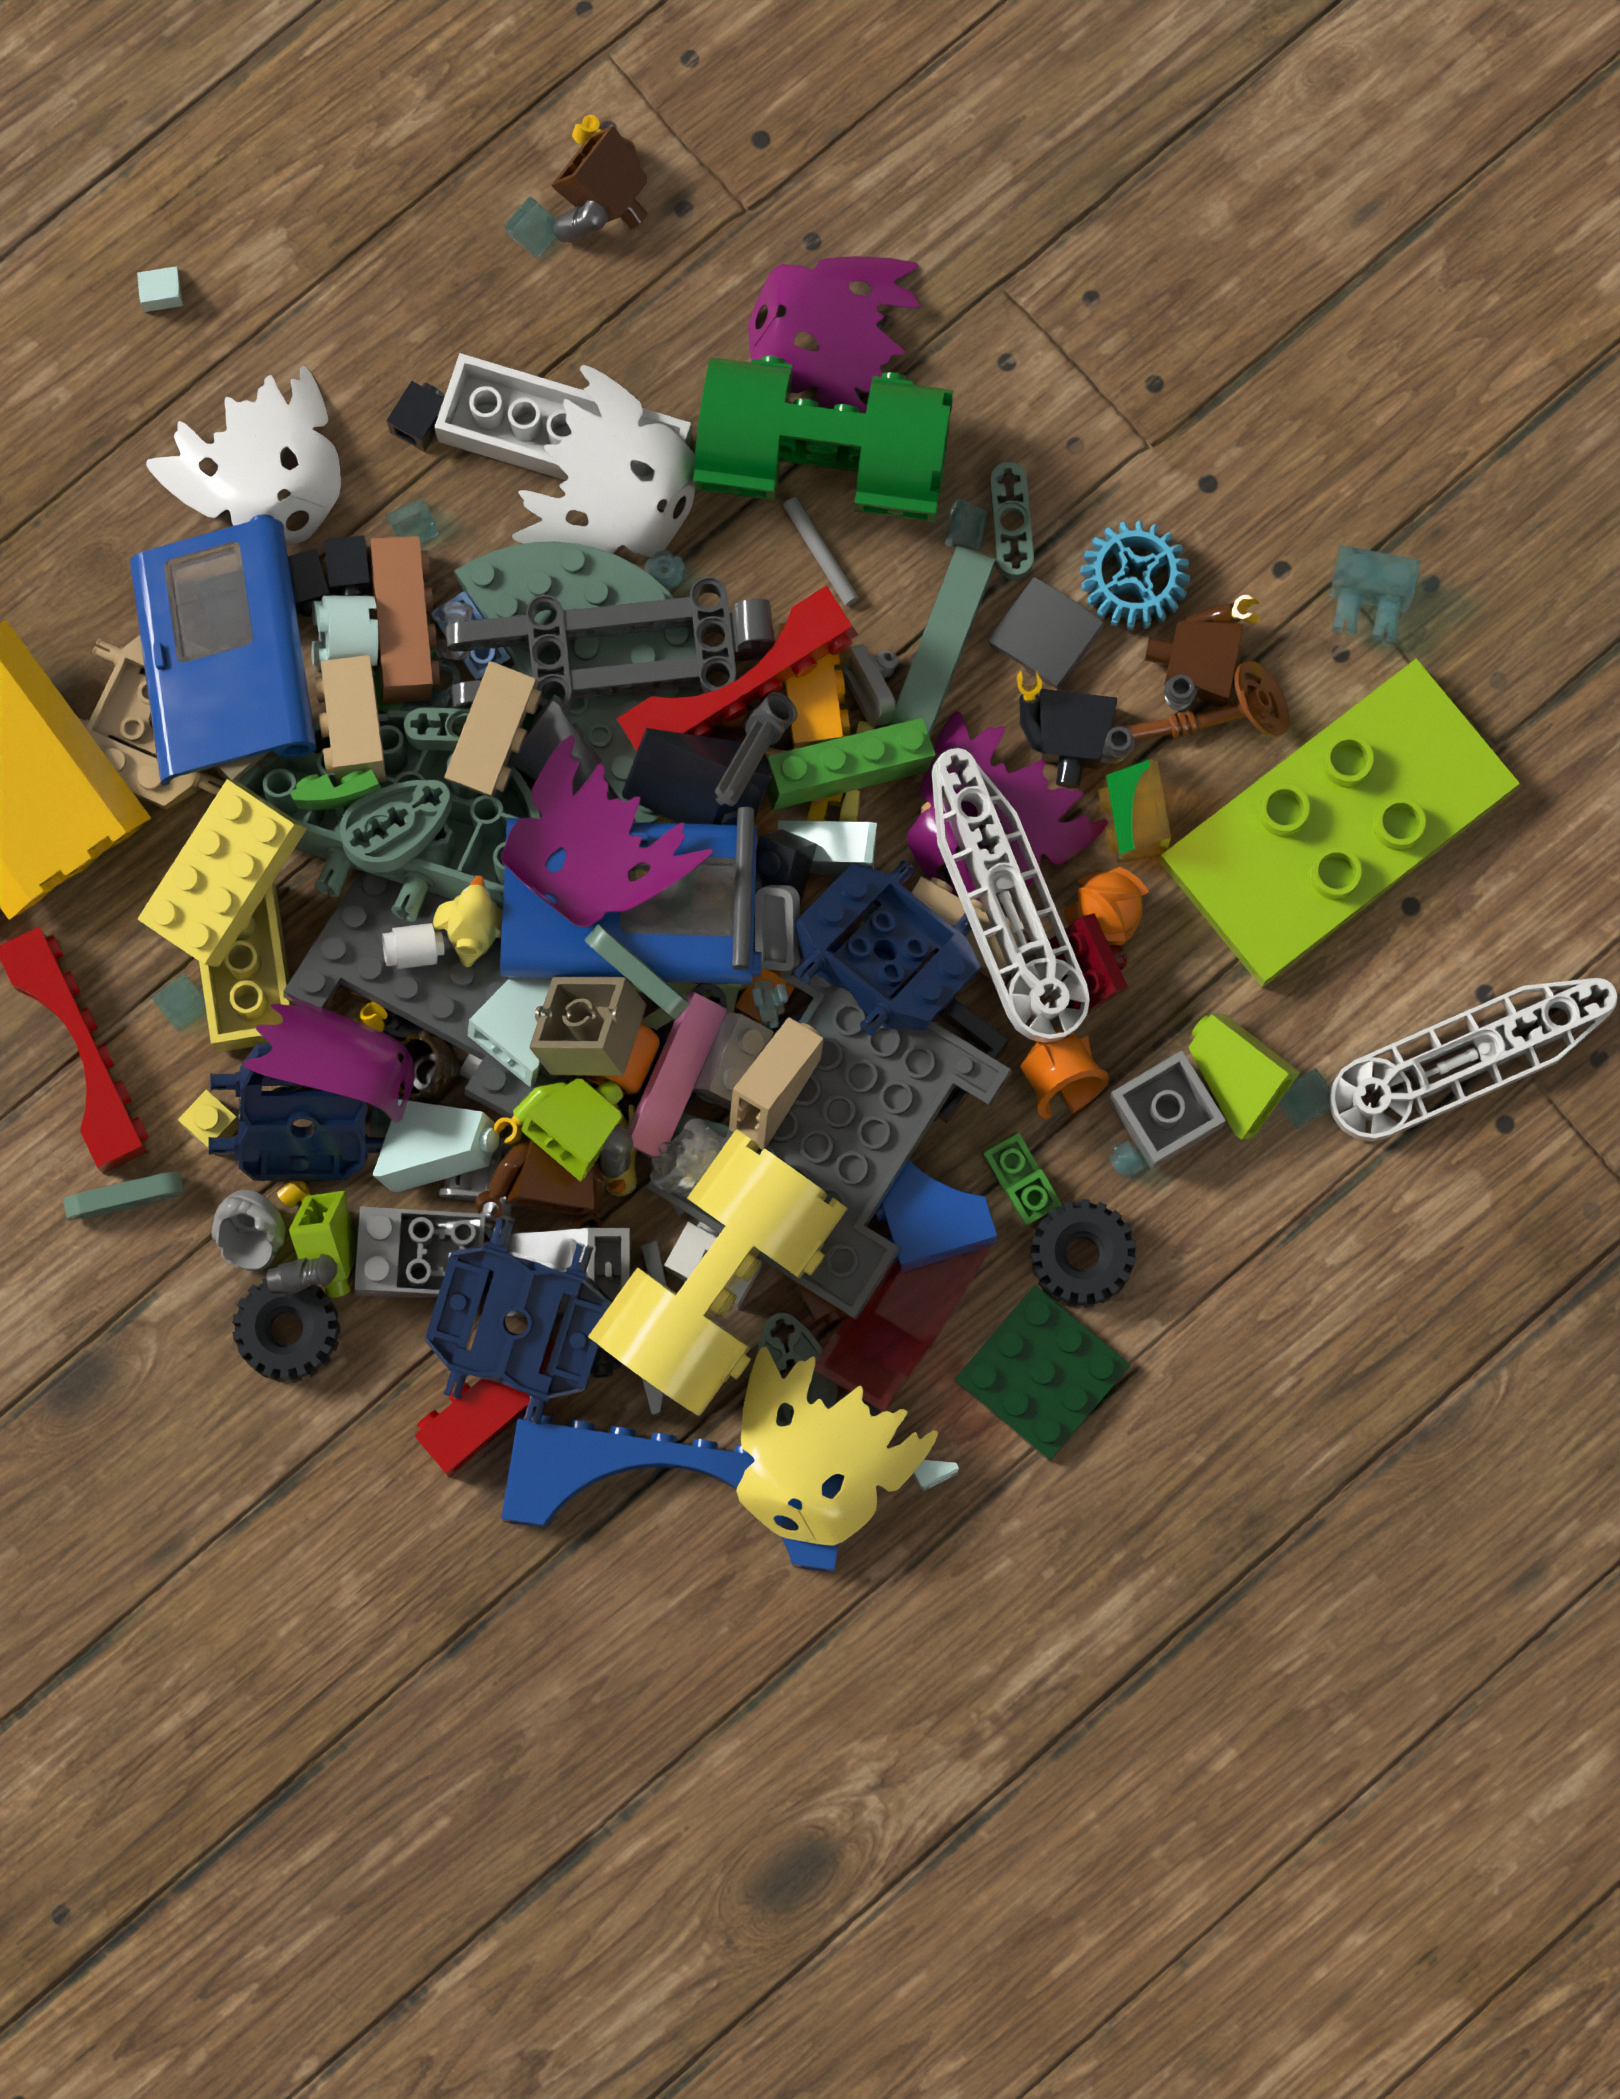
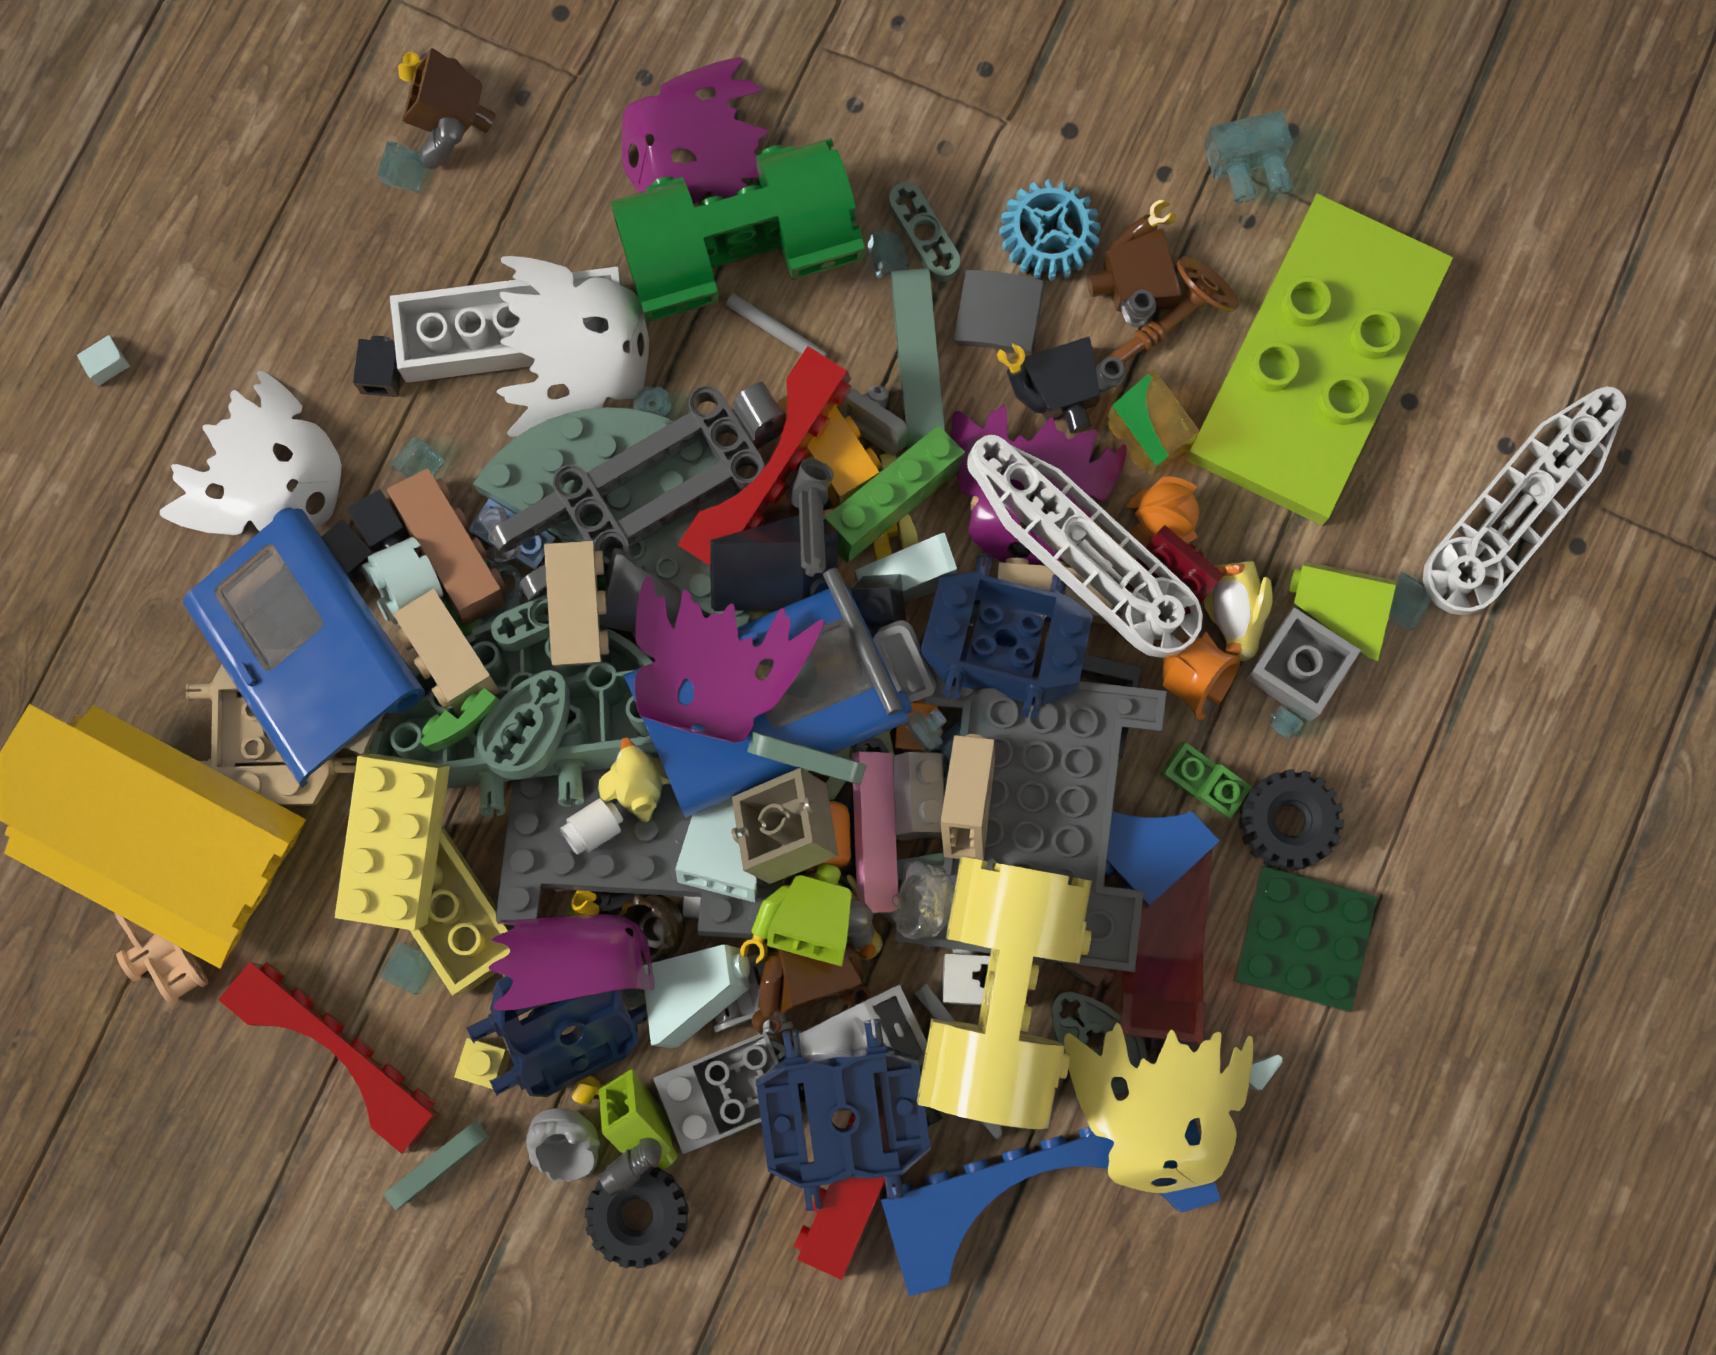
camera: 30 degrees left, 0 degrees up
(1134, 1027) = (1240, 607): none -> animal

